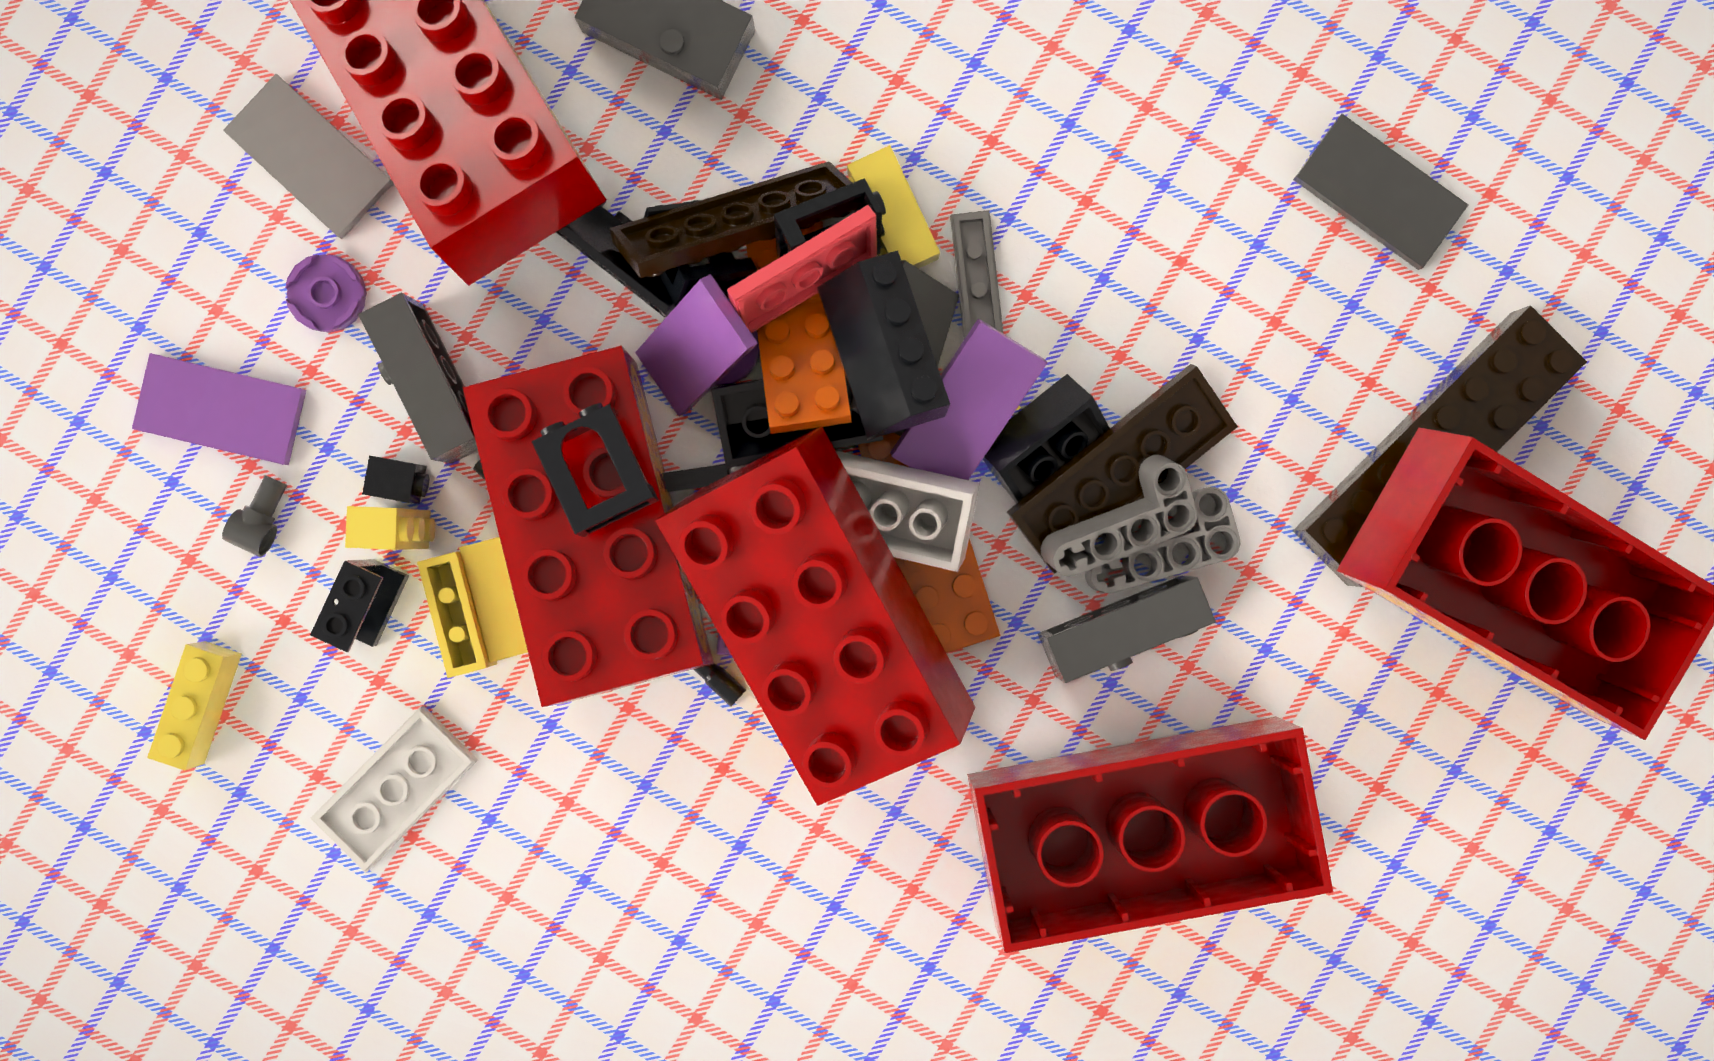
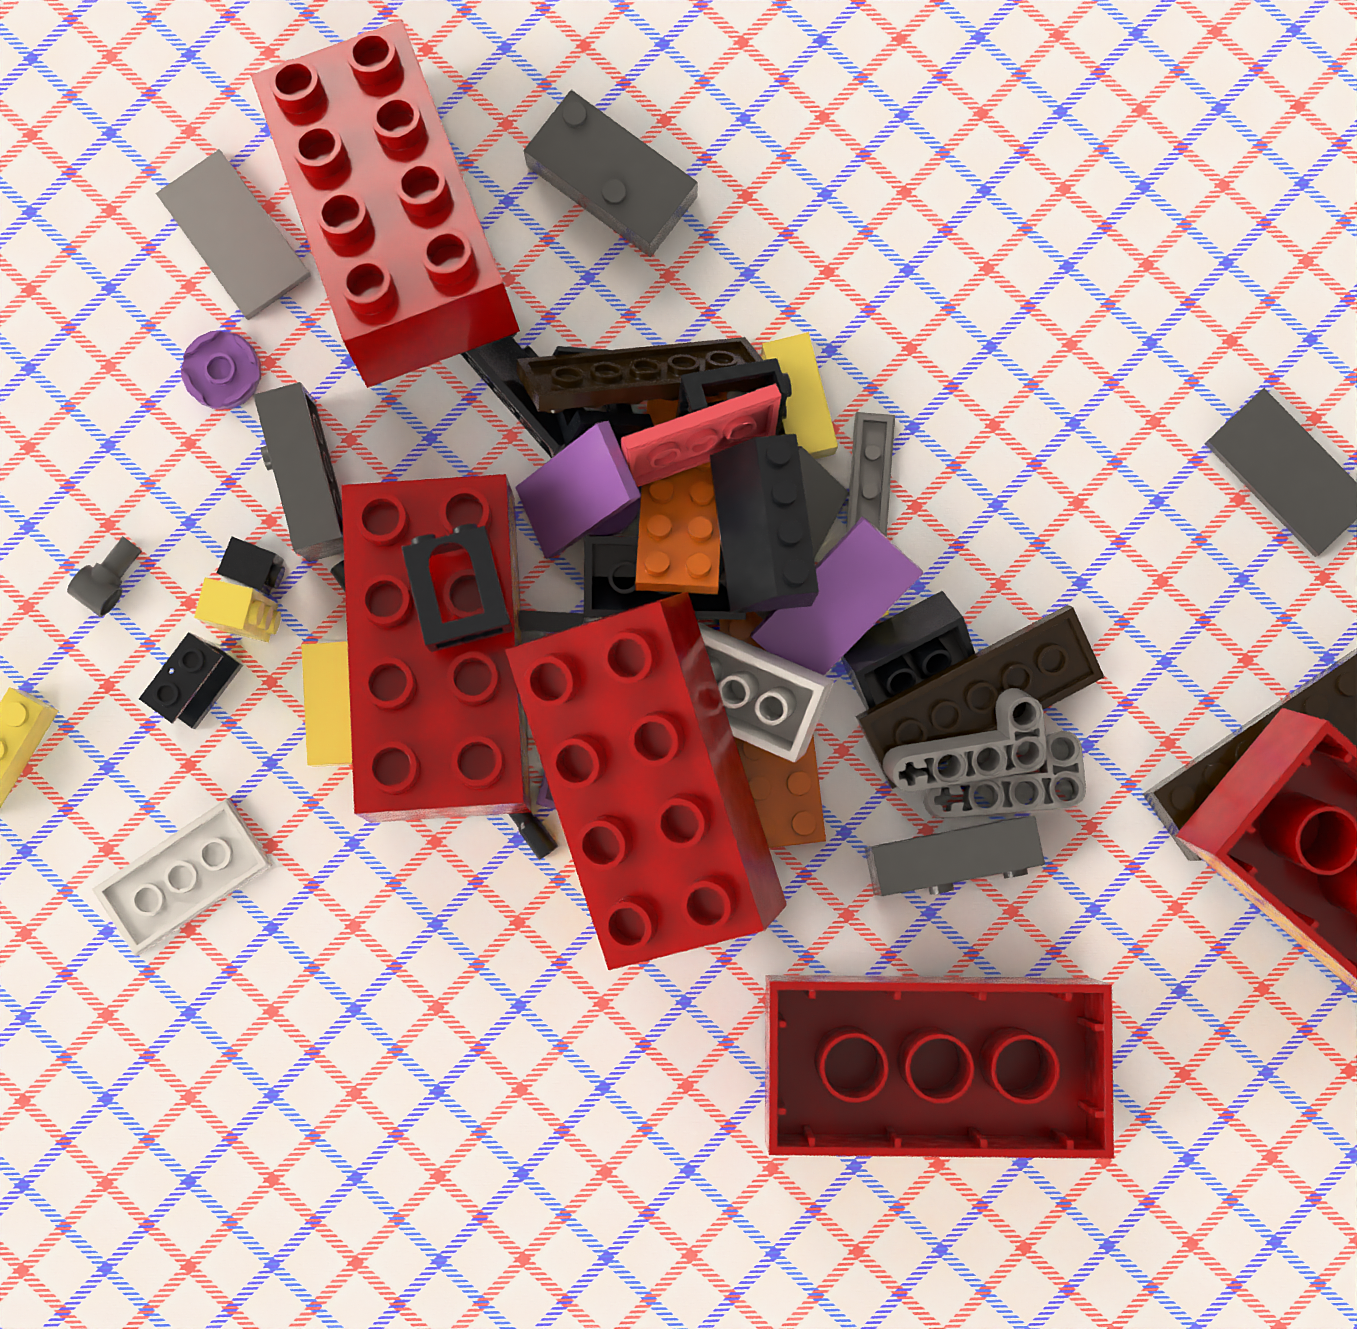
camera: 10 degrees right, 5 degrees down
(219, 409) = (91, 463): medium lavender tile -> none
(453, 614) = (282, 710): light yellow brick -> none

